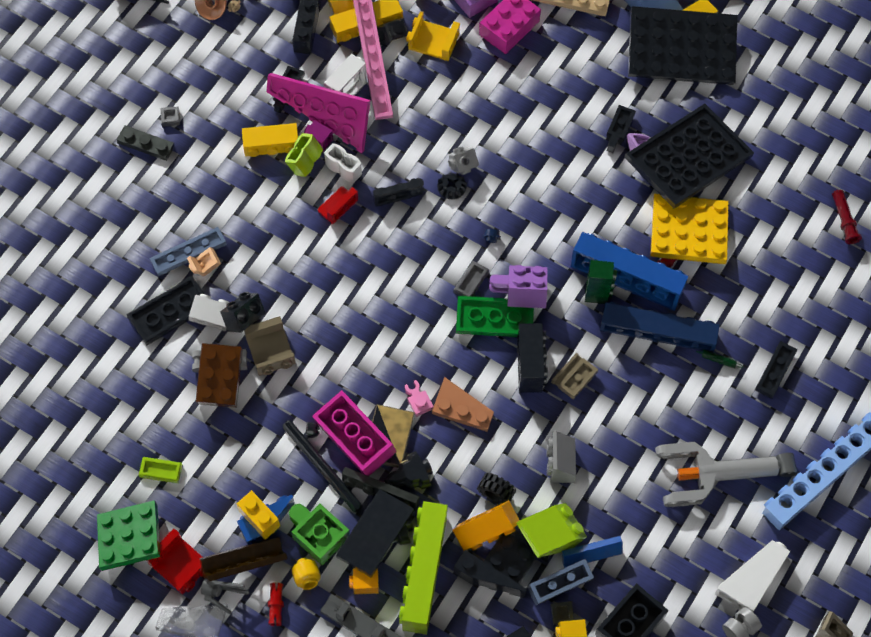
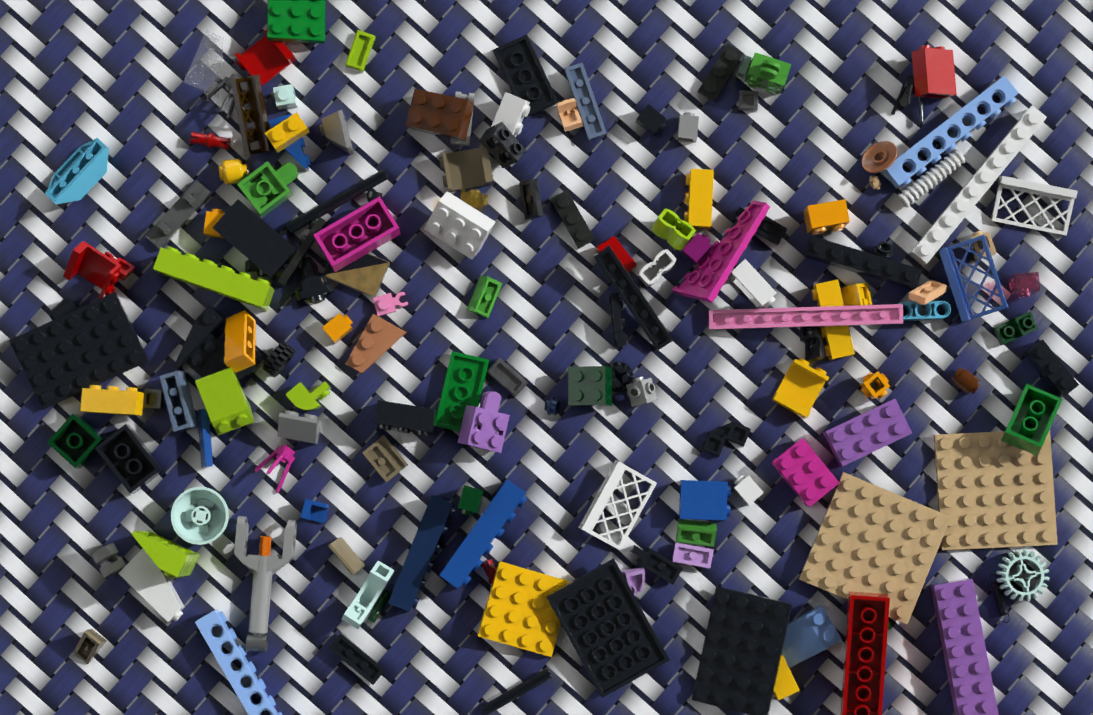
camera: 100 degrees right, 20 degrees up
(138, 121) = (744, 66): none -> sand green tile
(143, 97) = (767, 73): none -> bright green brick
(200, 191) = (651, 120): none -> black brick
(203, 159) = (687, 127): none -> light grey brick
(219, 532) = (285, 97): none -> light aqua brick
(250, 470) = (336, 131): none -> light grey slope
(273, 33) = (826, 217): none -> light orange brick
(292, 283) = (531, 199): none -> black plate
(301, 336) = (474, 198): none -> clear yellow brick
(306, 247) = (572, 219): none -> pearl dark grey plate
(330, 338) = (459, 225): none -> white brick
(374, 177) = (633, 297): none -> black plate
(395, 314) = (484, 296): none -> bright green slope
(452, 440) = (338, 327): none -> light orange brick
(467, 202) = (590, 386): none -> dark green brick
(493, 98) = (716, 438): none -> black tile
(531, 457) = (304, 399): none -> lime brick
(535, 64) = (747, 489): none -> white brick
(552, 97) = (704, 500): none -> blue brick
(568, 178) = (602, 498): none -> white fence
(583, 102) = (696, 532): none -> bright green slope
(592, 471) = (282, 454): none -> dark pink plant
(605, 100) = (692, 555): none -> lavender plate
(641, 434) = (314, 511): none -> blue panel
(679, 396) = (346, 556): none -> dark tan slope
(681, 528) = (191, 522): none -> light aqua piece
(710, 368) = (368, 595): none -> light aqua arch
(724, 549) = (168, 556): none -> lime slope
(768, 226) = (517, 691): none -> black axle

